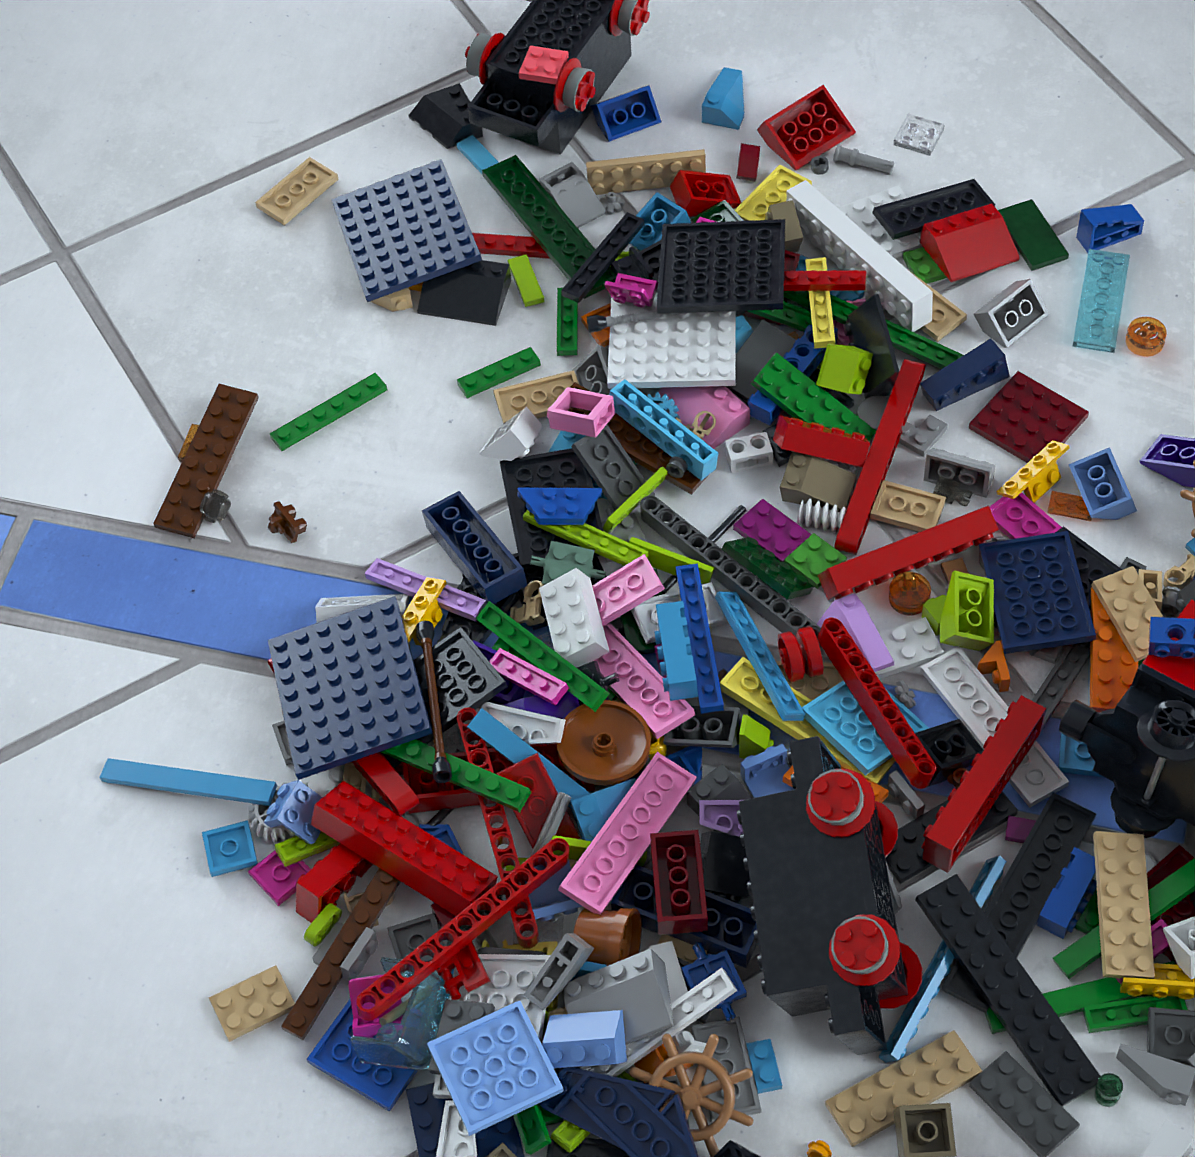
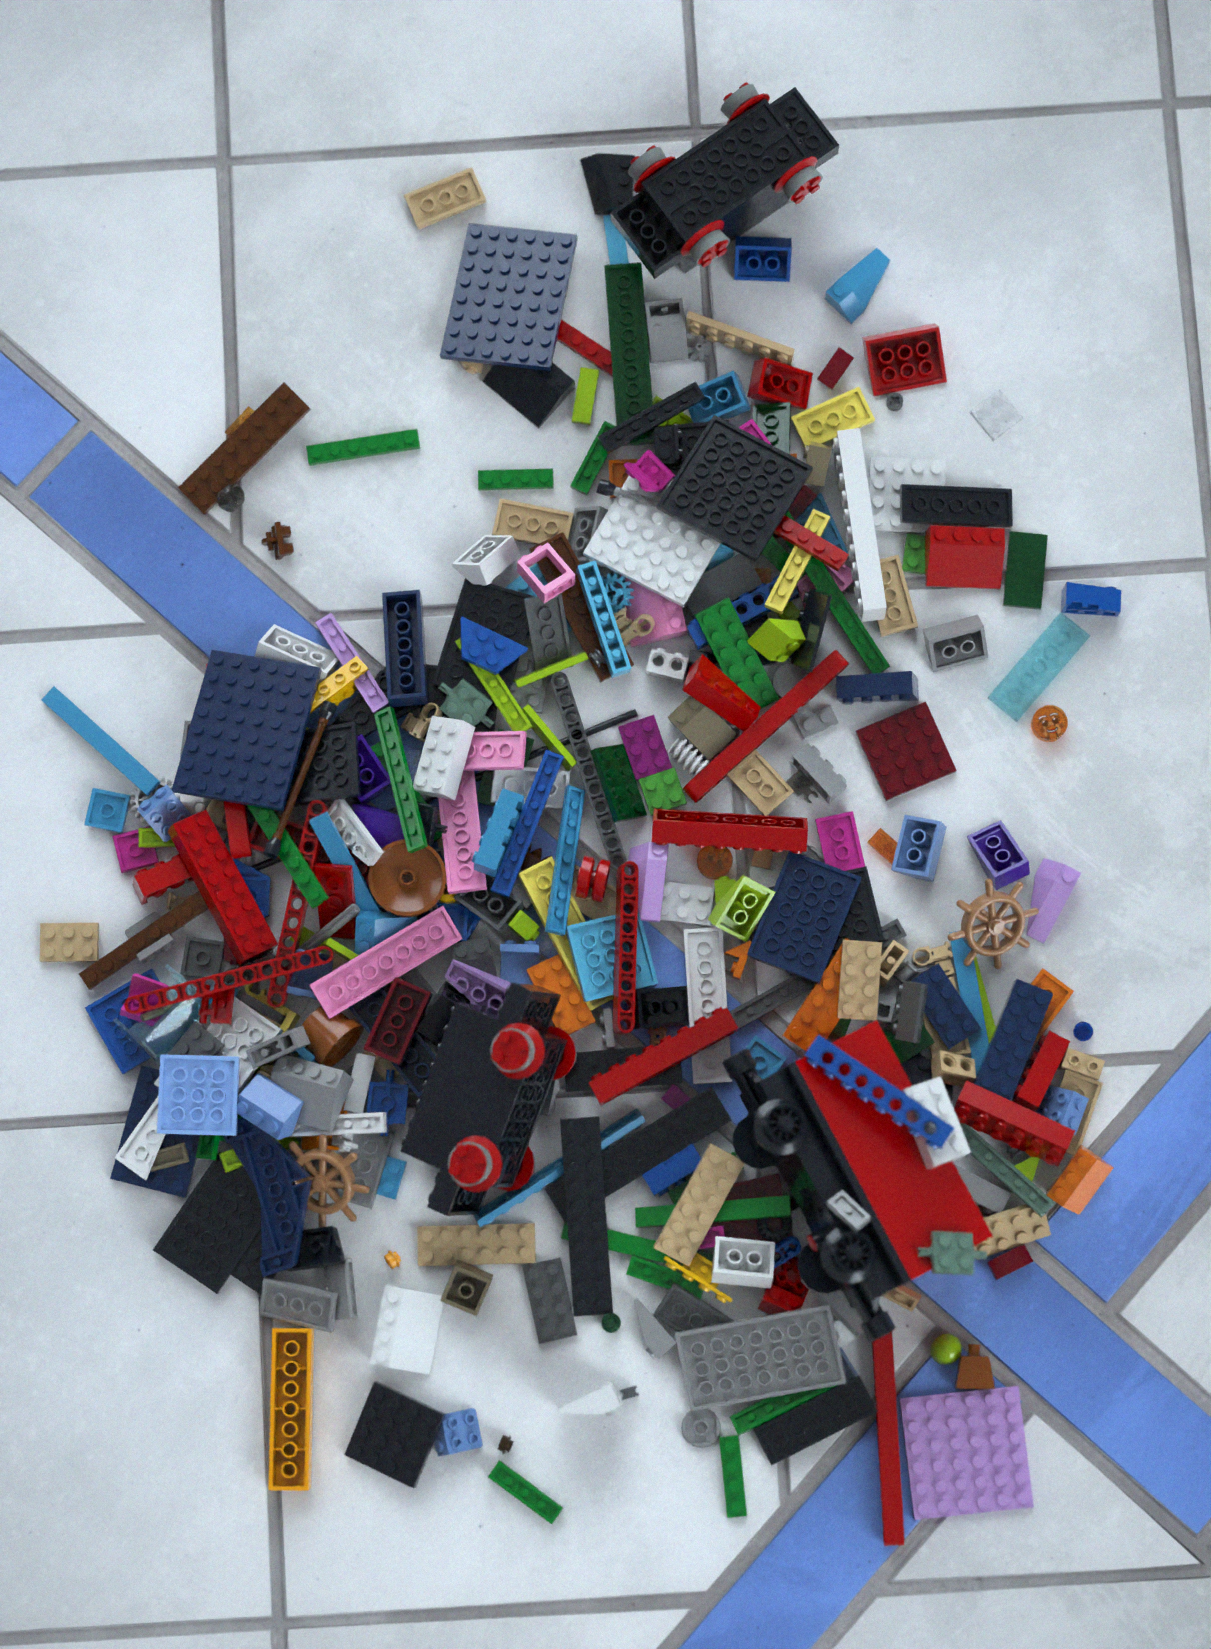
camera: 30 degrees right, 25 degrees up
(322, 924) = (144, 908): lime beam -> none
(529, 677) = (380, 794): plate -> none
(543, 64) = (687, 214): coral plate -> none
(854, 157) = (927, 410): light grey pin -> none
(904, 695) = (657, 945): light grey plant -> none
(1037, 474) = (875, 808): yellow bracket -> none

